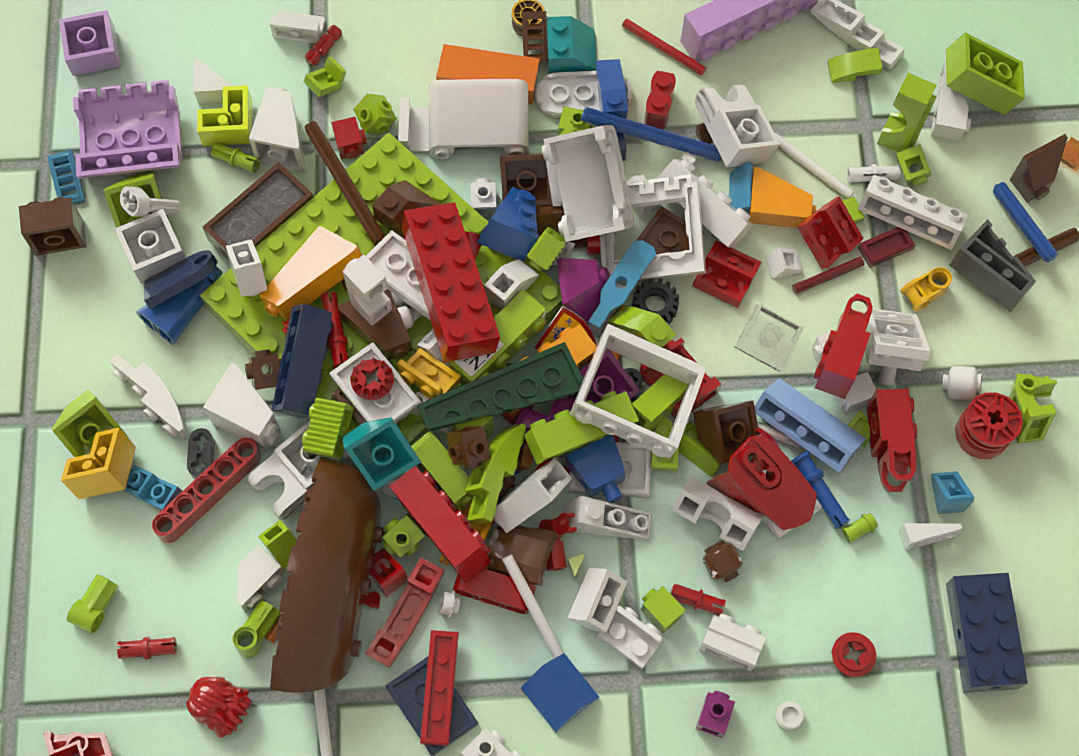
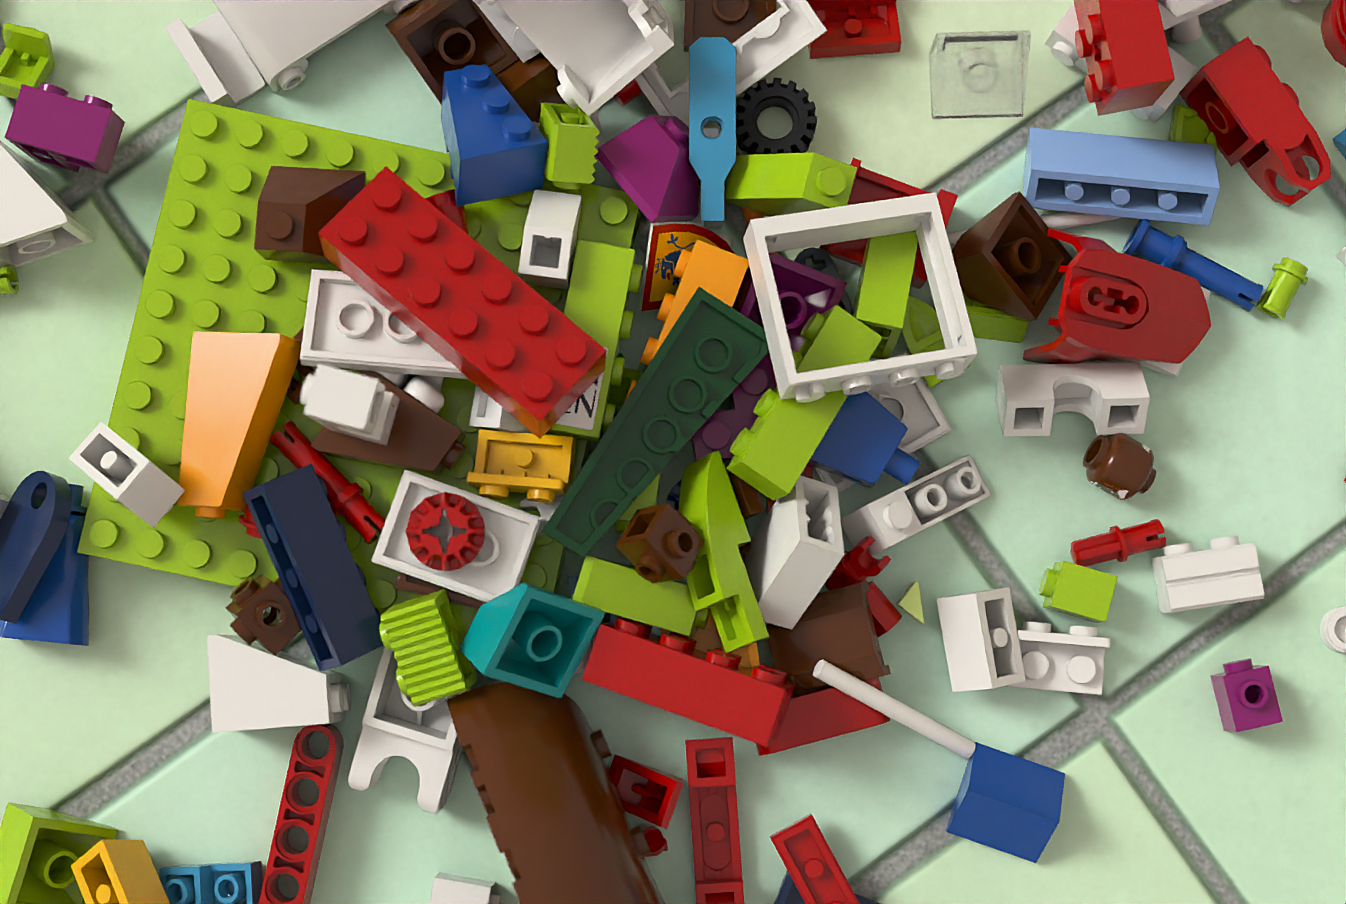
camera: 30 degrees left, 15 degrees up
(154, 394) = (128, 747): white slope -> none
(194, 451) = (238, 793): black beam -> none
(258, 210) = (72, 356): clear brick -> none
(278, 542) = (474, 858): lime brick -> none
(322, 106) = (65, 129): none -> magenta brick
(344, 182) = (179, 229): reddish brown axle -> none
(349, 138) = (137, 150): red brick -> none
(375, 114) = (143, 78): lime brick -> none
(406, 526) = (636, 729): lime brick -> none
(449, 604) = (767, 778): white plate -> none
(483, 197) = (417, 124): white brick -> none

